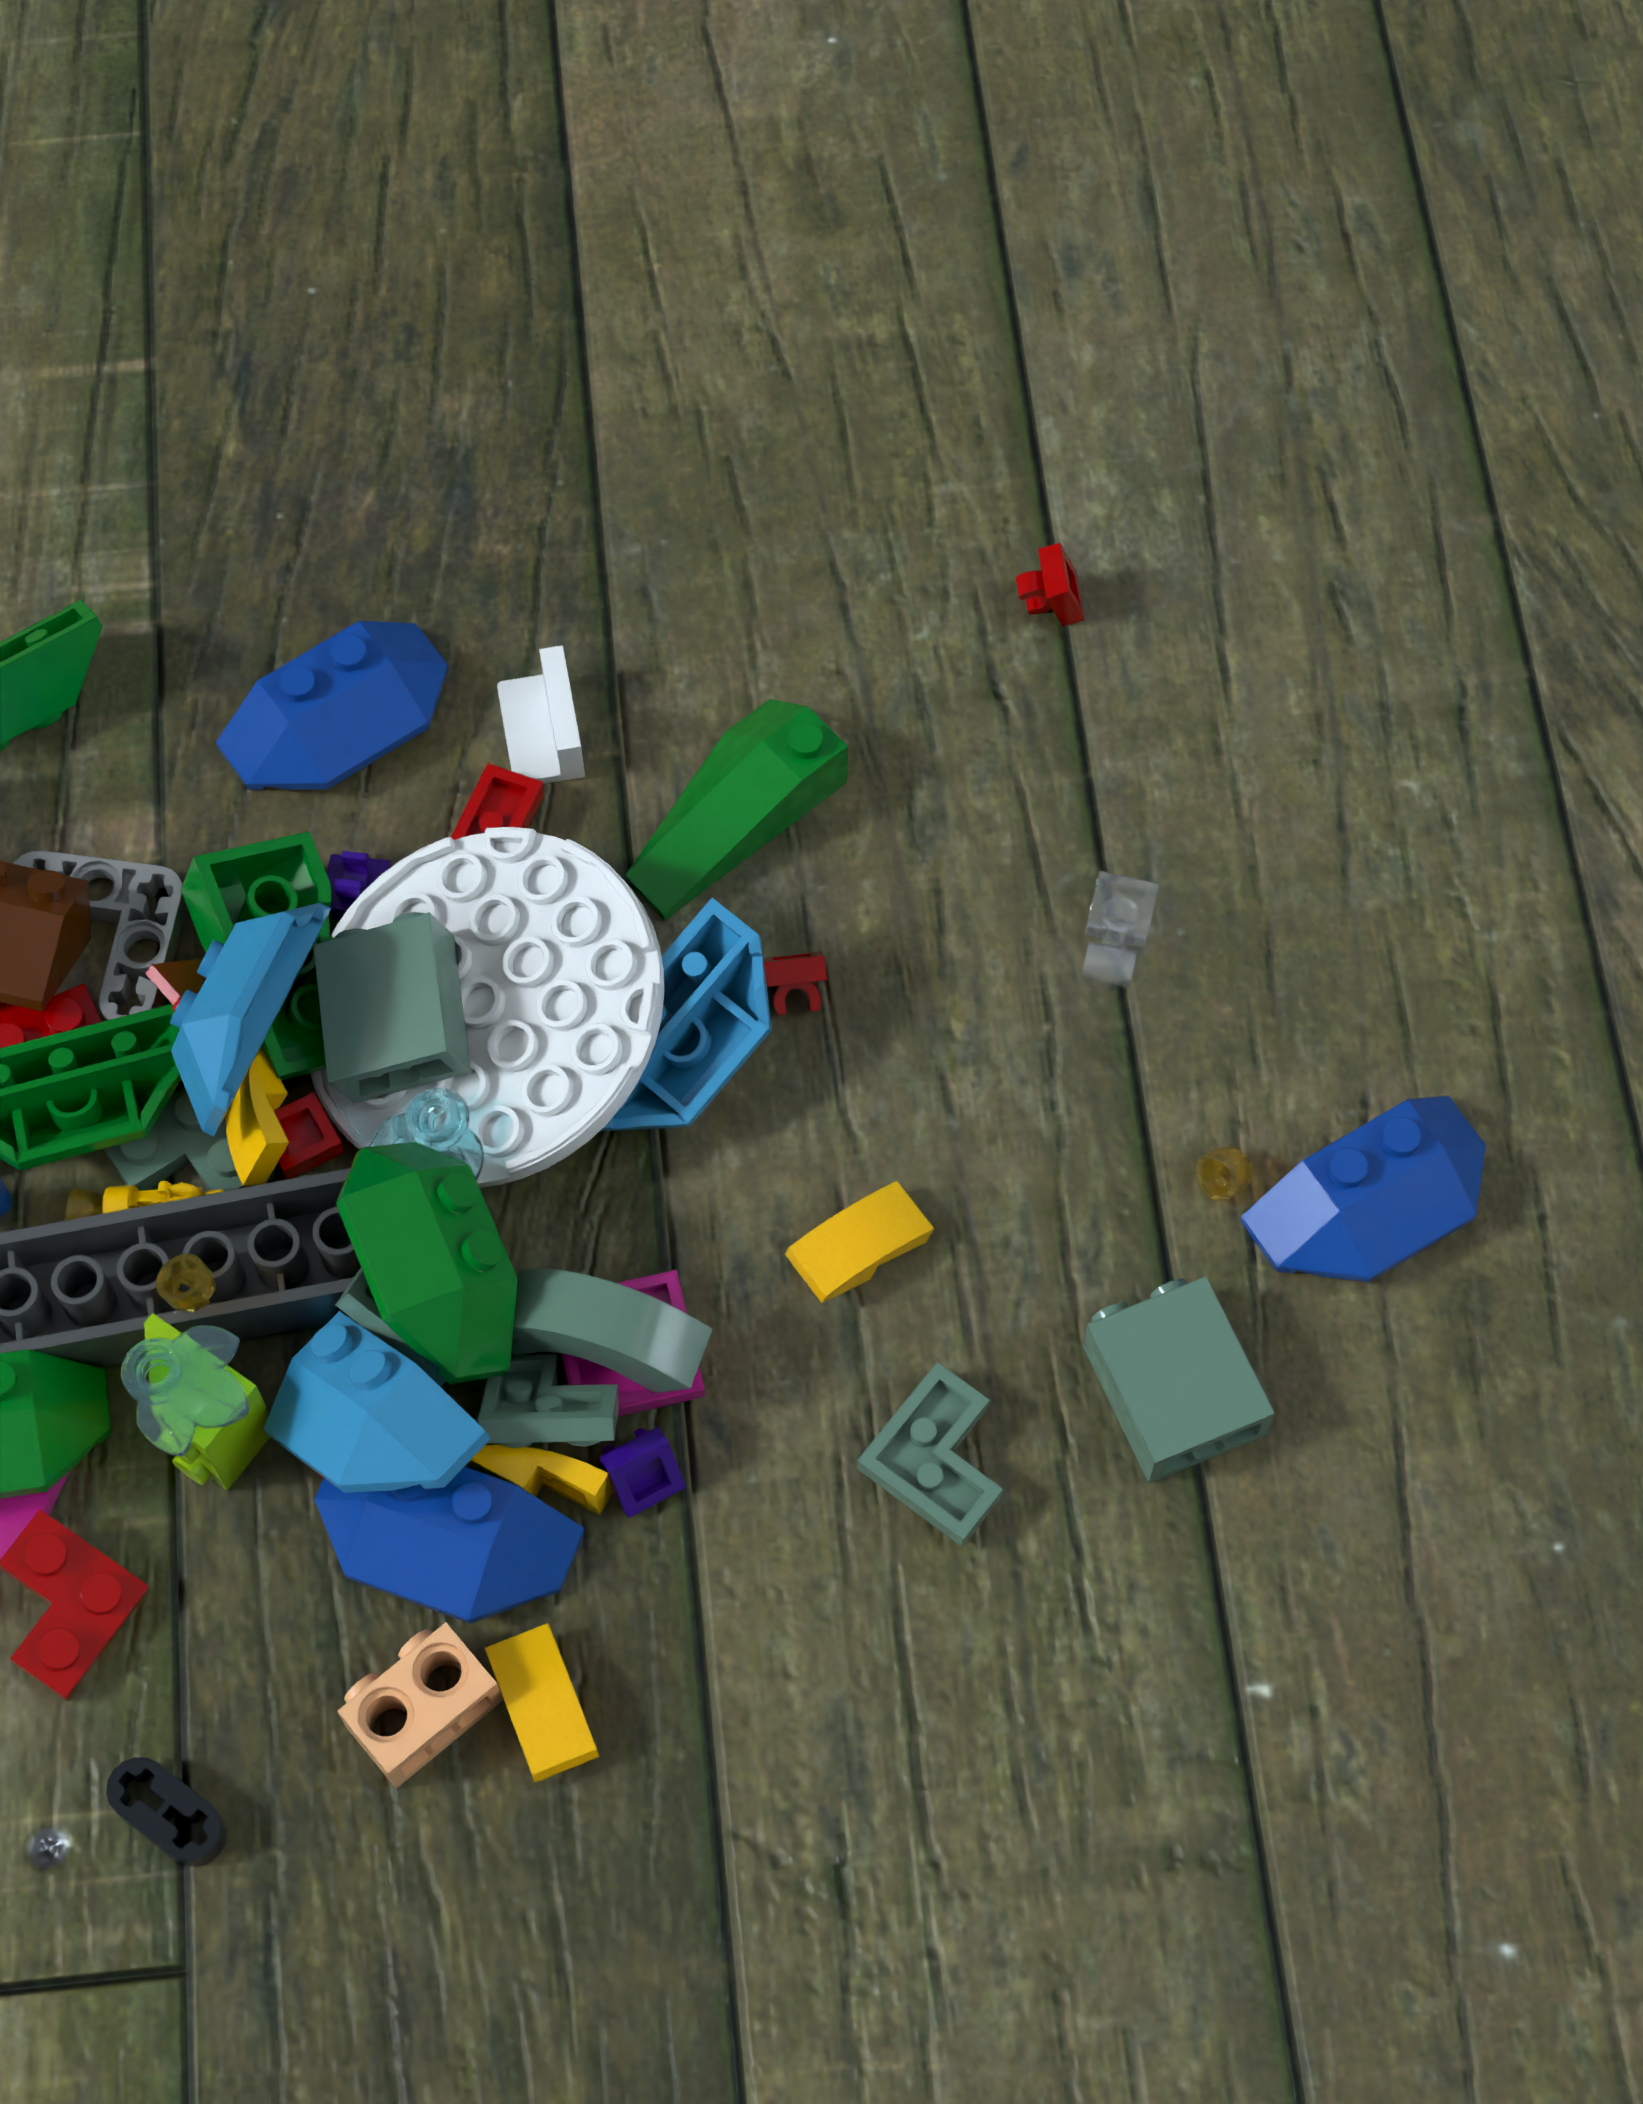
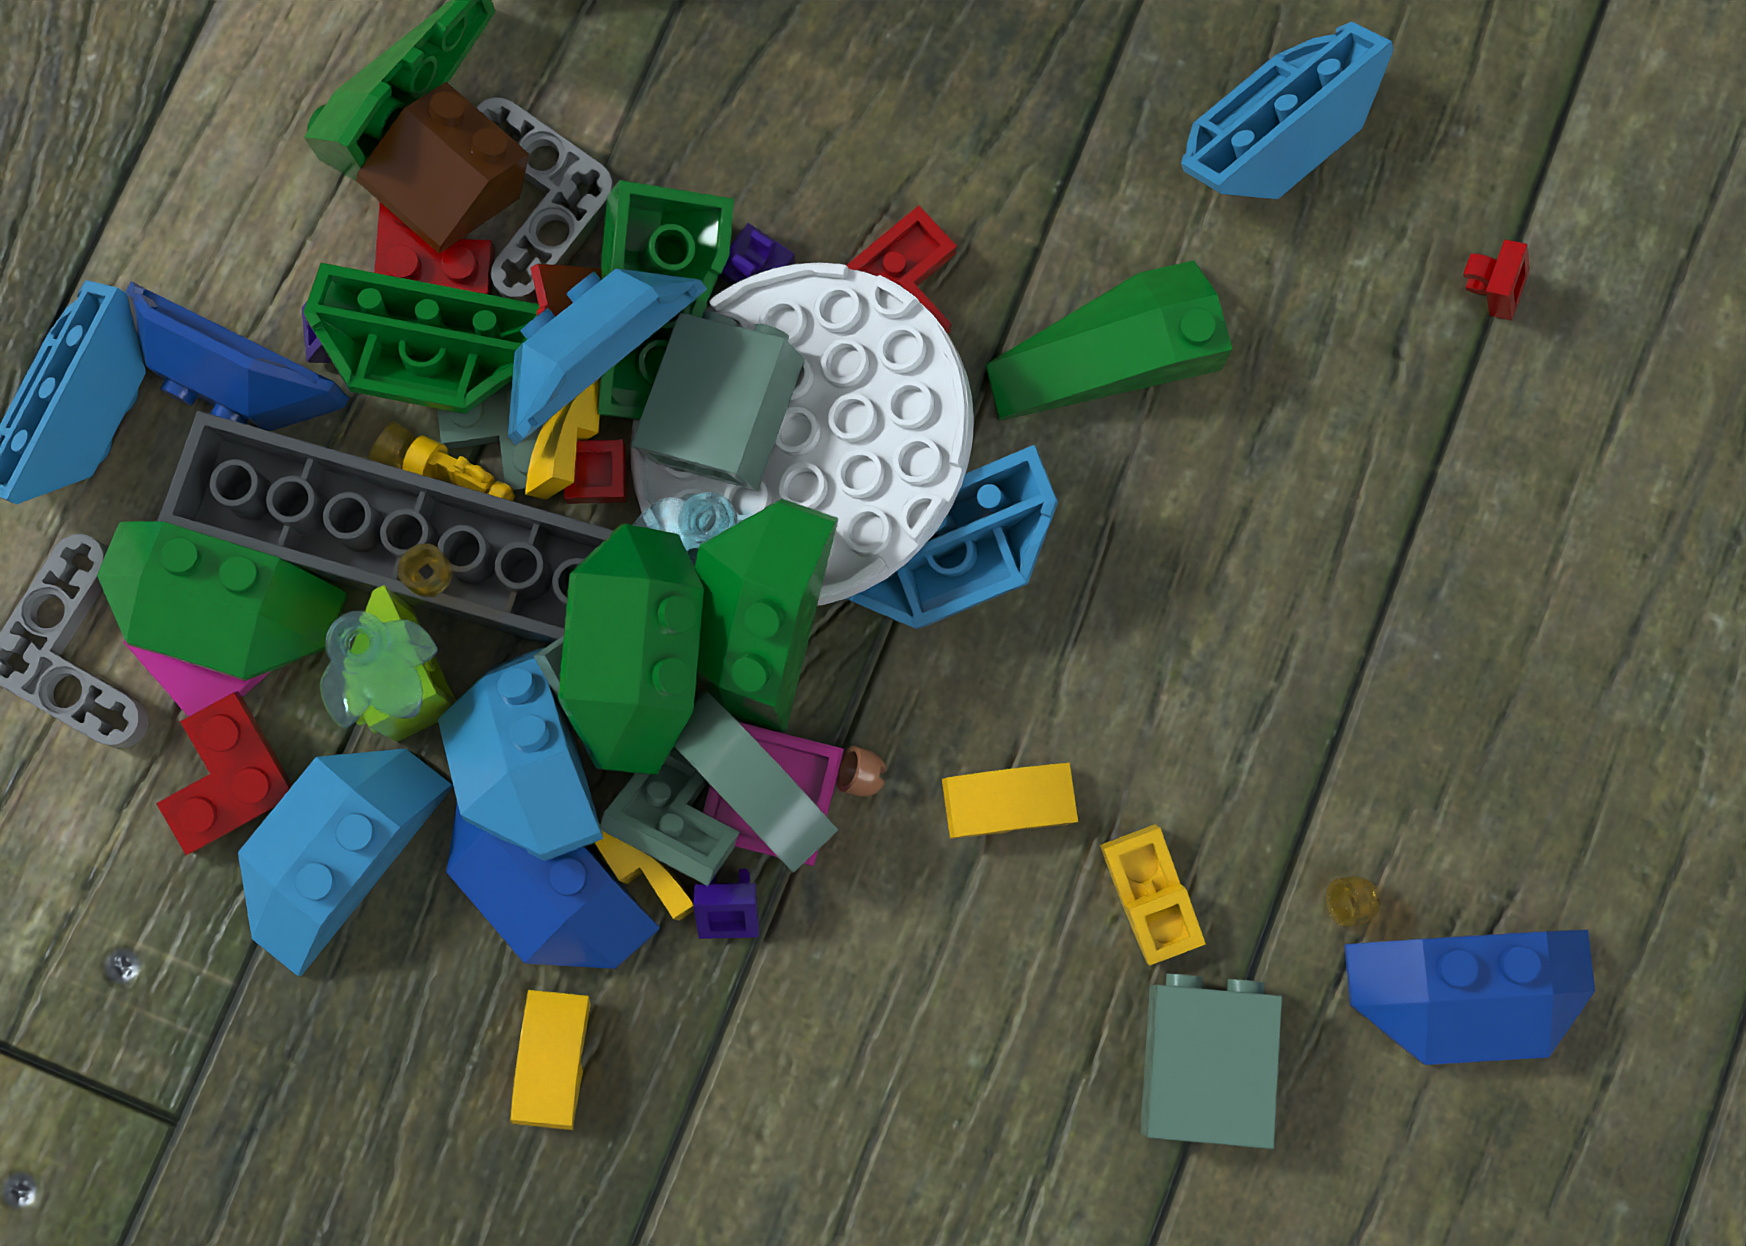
camera: 30 degrees right, 15 degrees up
(177, 1799) = (206, 996): black beam -> none
(212, 1617) = (331, 846): none -> dark azure wedge
(335, 708) = (821, 89): blue wedge -> none
(432, 1716) = (454, 1022): light nougat brick -> none
(531, 1159) = (760, 608): none -> green wedge
(542, 722) = (986, 187): white panel -> none
(704, 1286) = (861, 772): none -> nougat hinge
(789, 533) = (1288, 114): none -> dark azure wedge
(795, 972) = (1078, 528): red tile -> none
(917, 1457) = (956, 1016): sand green plate -> none
(1038, 1262) = (1152, 894): none -> yellow slope
(1119, 916) = (1391, 619): clear plate -> none

